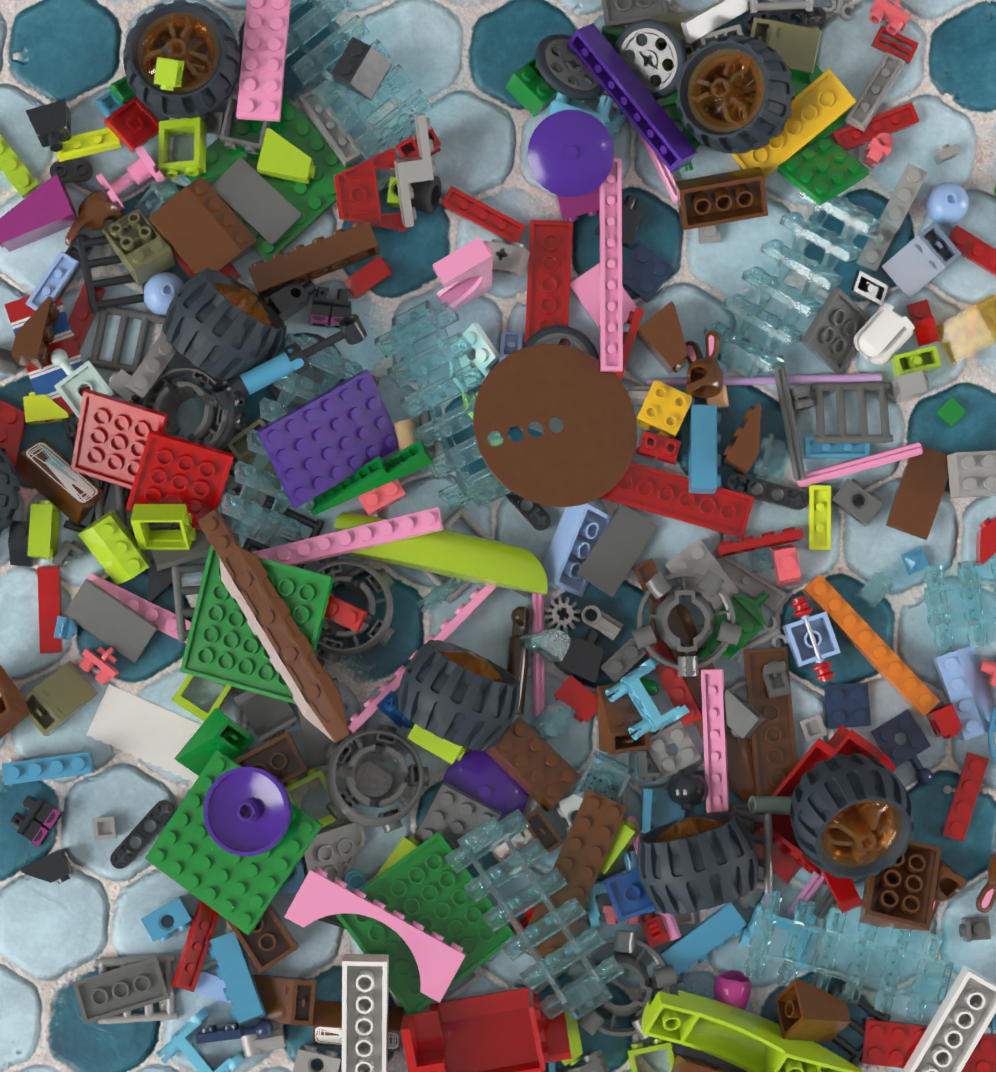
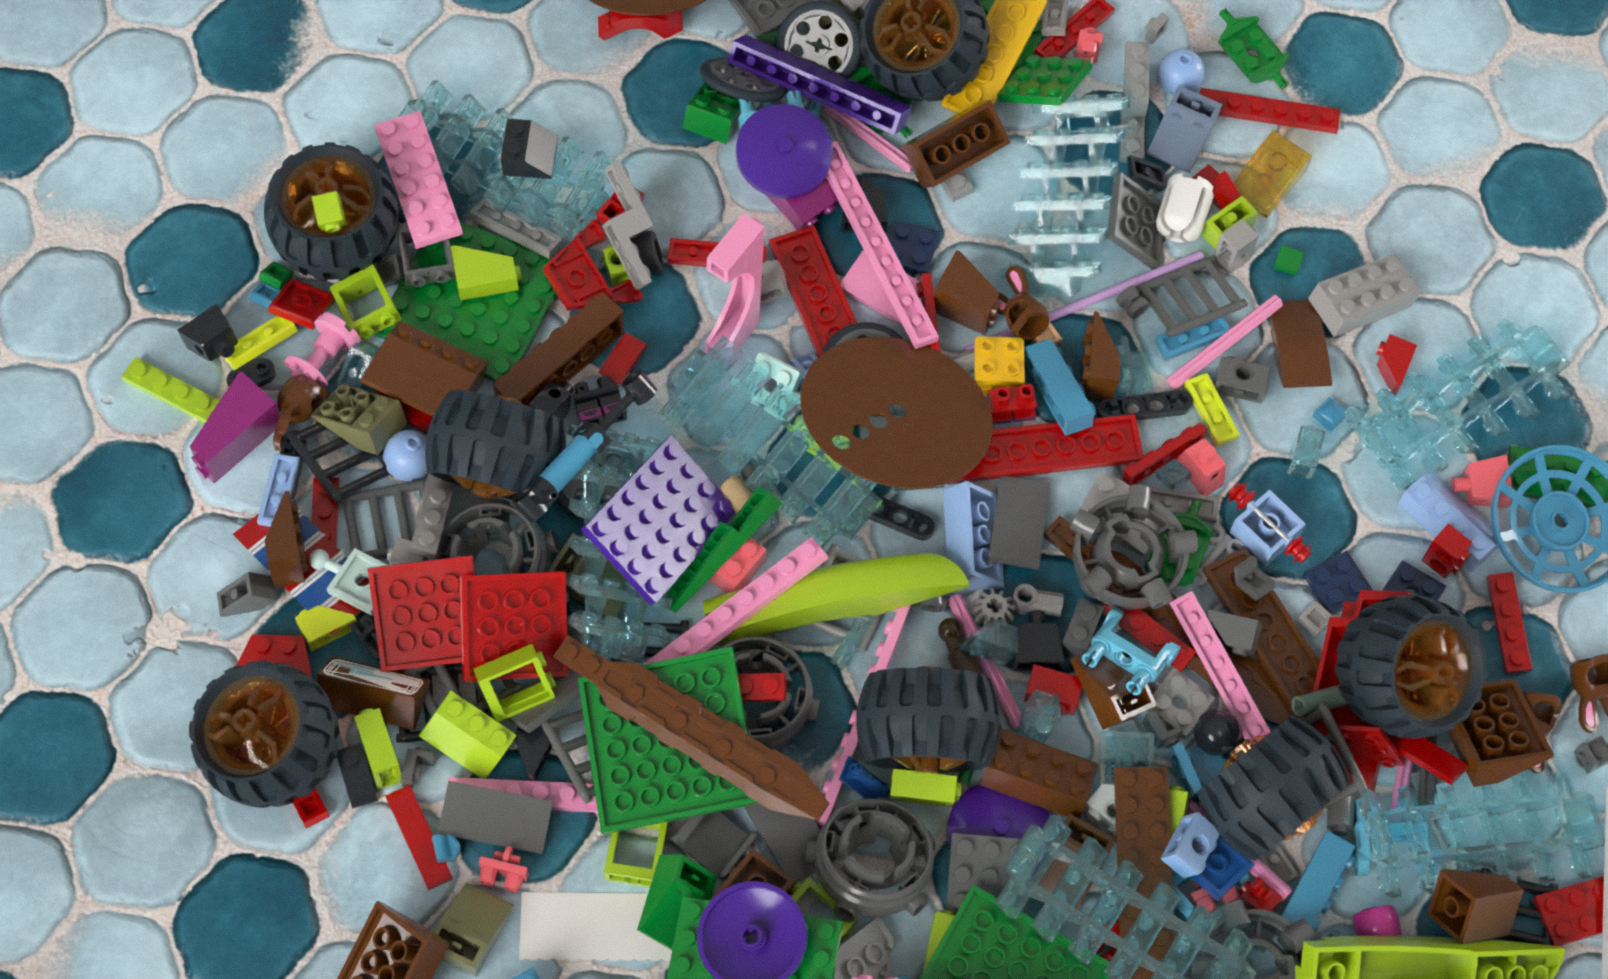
camera: 30 degrees left, 20 degrees down
(256, 201) = (471, 325): dark grey tile -> none
(603, 876) = (1191, 831): none -> light blue brick
(789, 423) = (1132, 327): dark grey axle -> none
(870, 645) = (1337, 512): orange brick -> none

